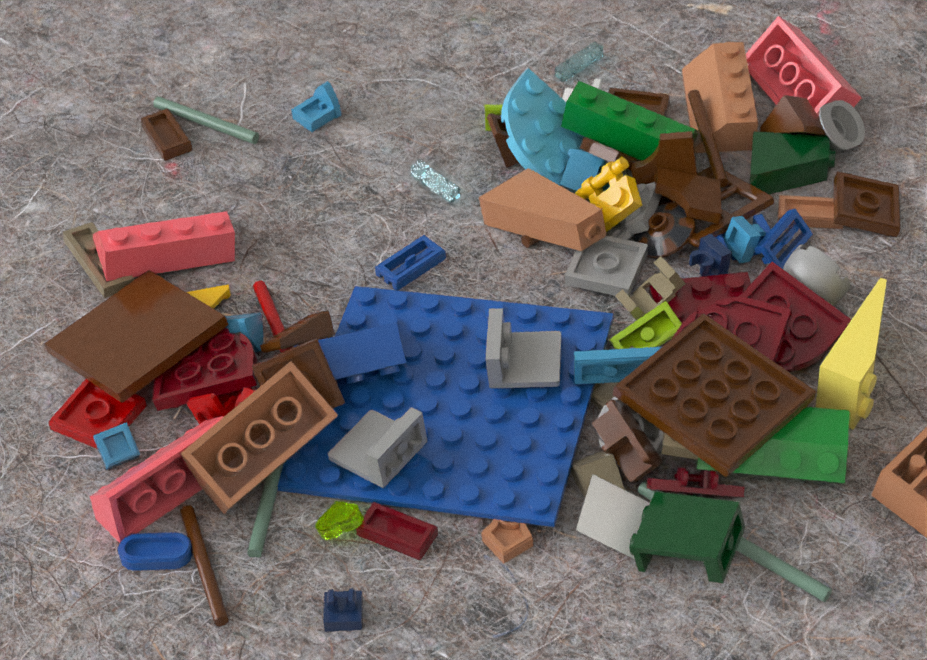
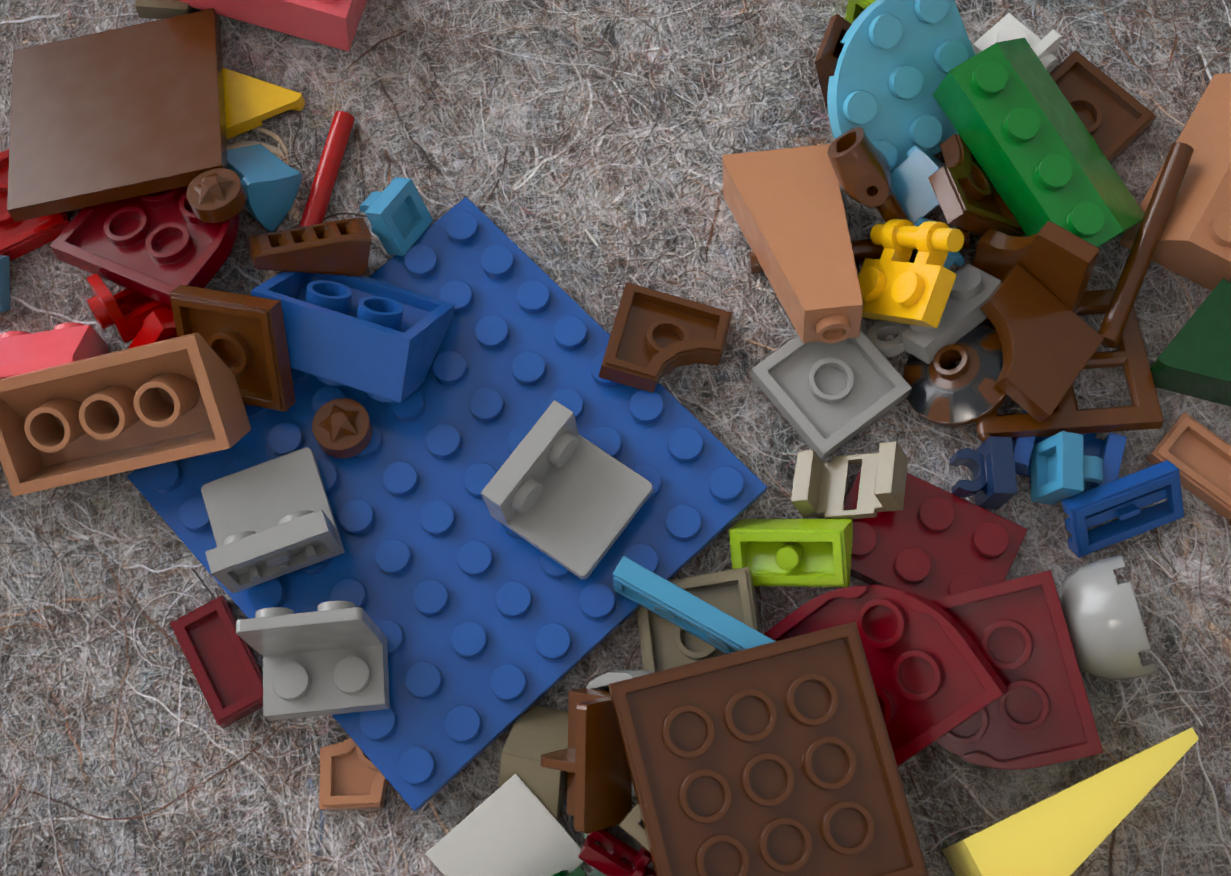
camera: 35 degrees right, 25 degrees up
(232, 330) = (216, 195): none -> reddish brown tile
(264, 514) = (75, 523): sand green bar -> none
(330, 300) = (397, 215): none -> dark azure tile
(338, 519) = (157, 595): clear neon green tile -> none
(343, 610) = (62, 749): dark blue tile -> none
(380, 397) = (342, 428): none -> reddish brown tile
(414, 264) = (571, 209): blue tile -> none
(435, 181) = (702, 76): clear light blue axle -> none
(454, 475) = (319, 660): none -> light grey bracket
(508, 285) = (659, 334): none -> reddish brown tile
(556, 167) = (865, 173): none -> reddish brown piece

